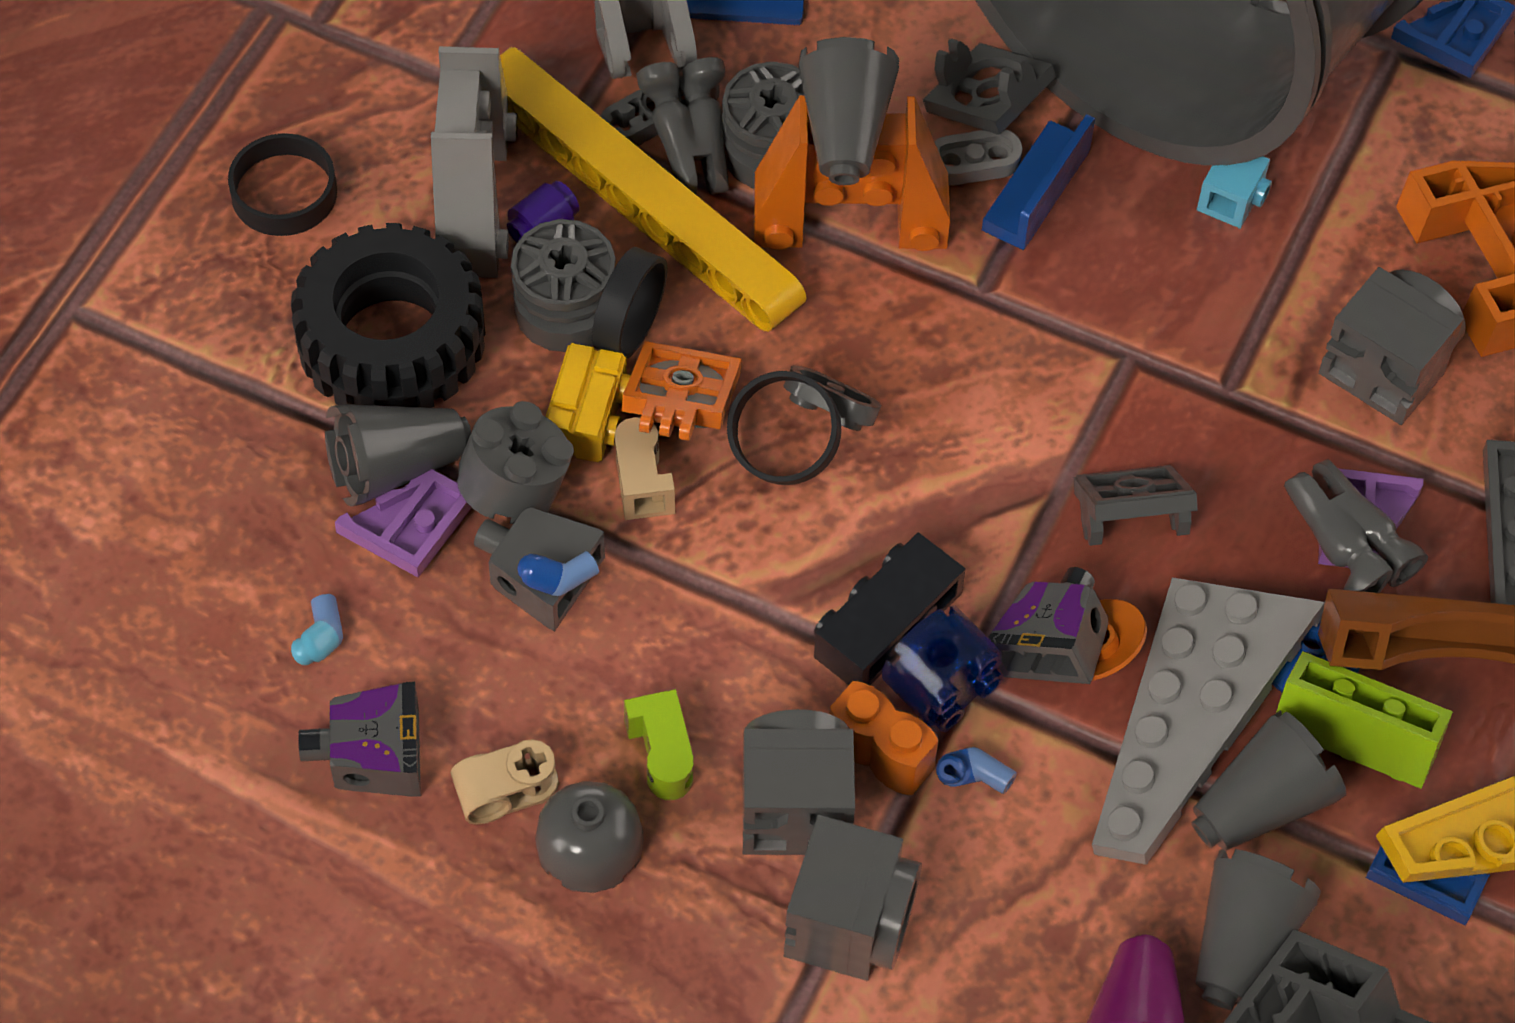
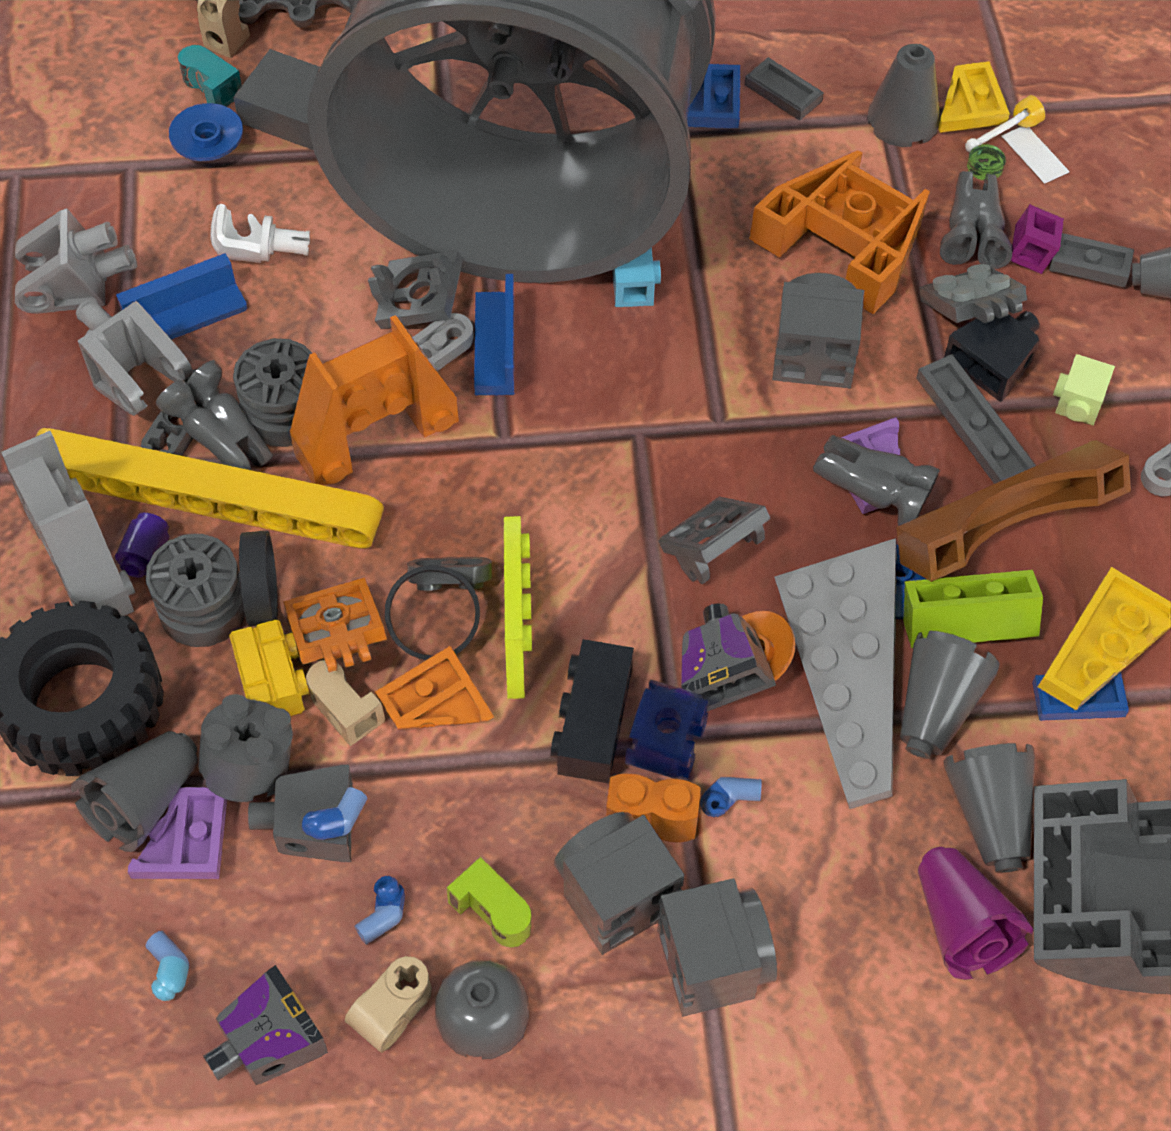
camera: 30 degrees left, 0 degrees up
(560, 693) = (387, 912): none -> arm
(736, 511) = (434, 695): none -> orange wing
(846, 103) = (351, 343): dark grey cone -> none
(871, 462) = (517, 605): none -> neon yellow wing

